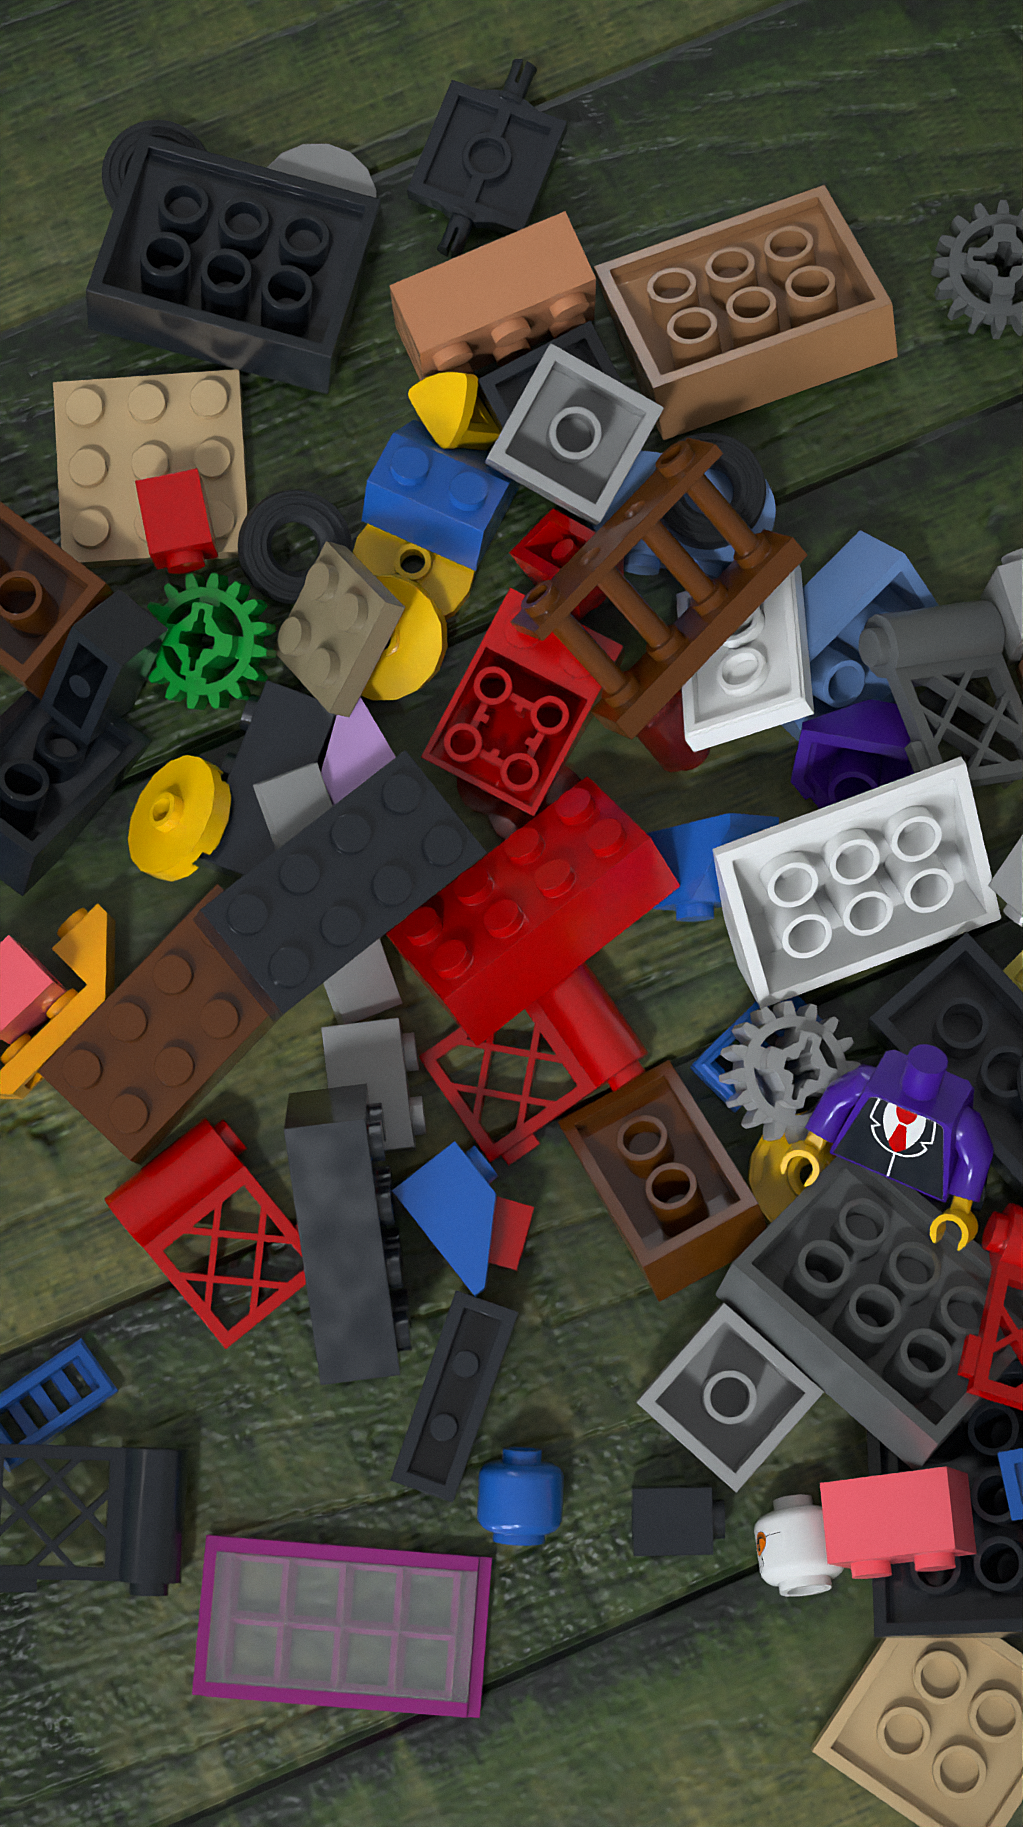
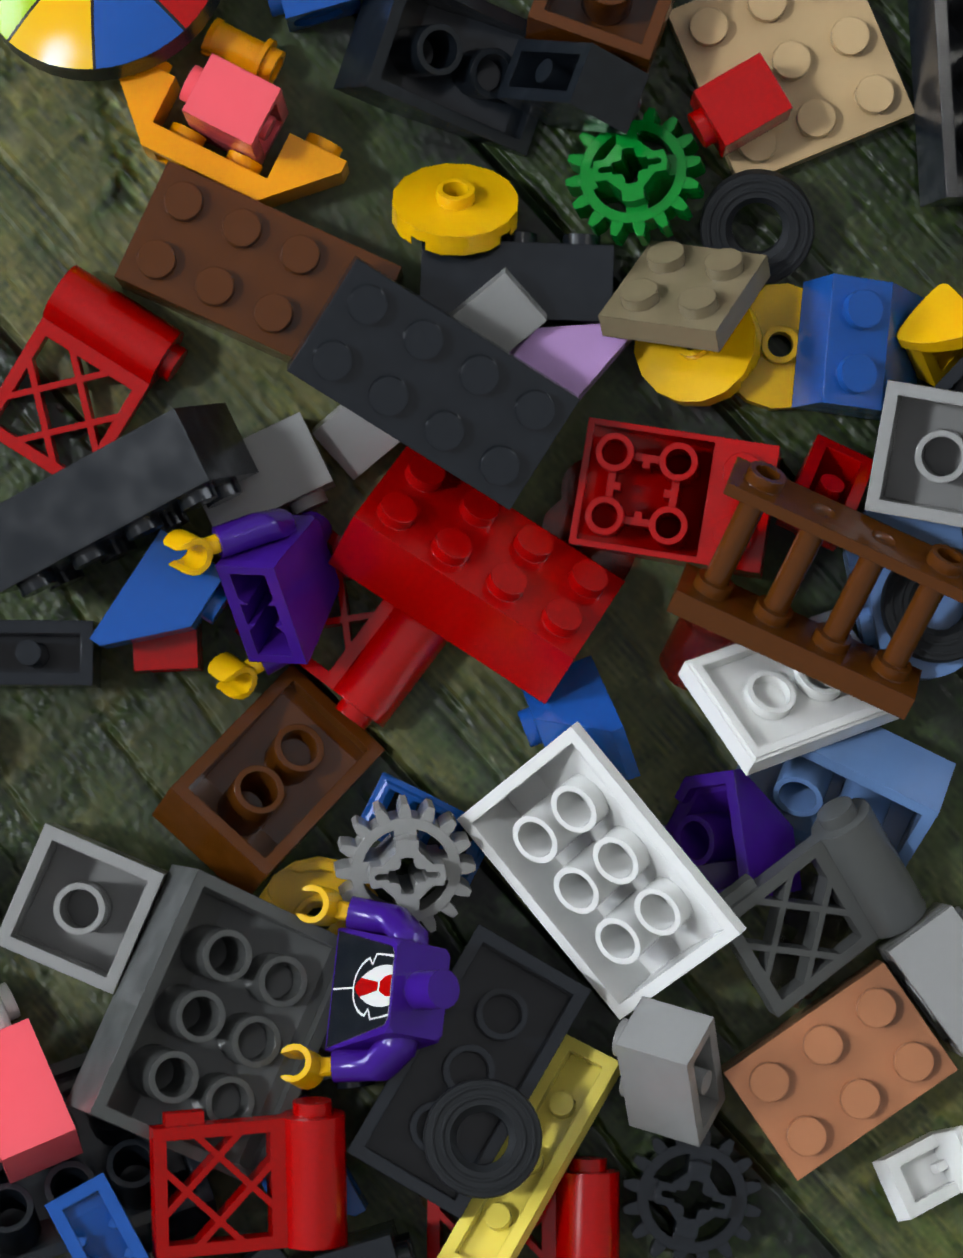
camera: 70 degrees right, 5 degrees up
(483, 1102) = (274, 584): none -> dark purple torso

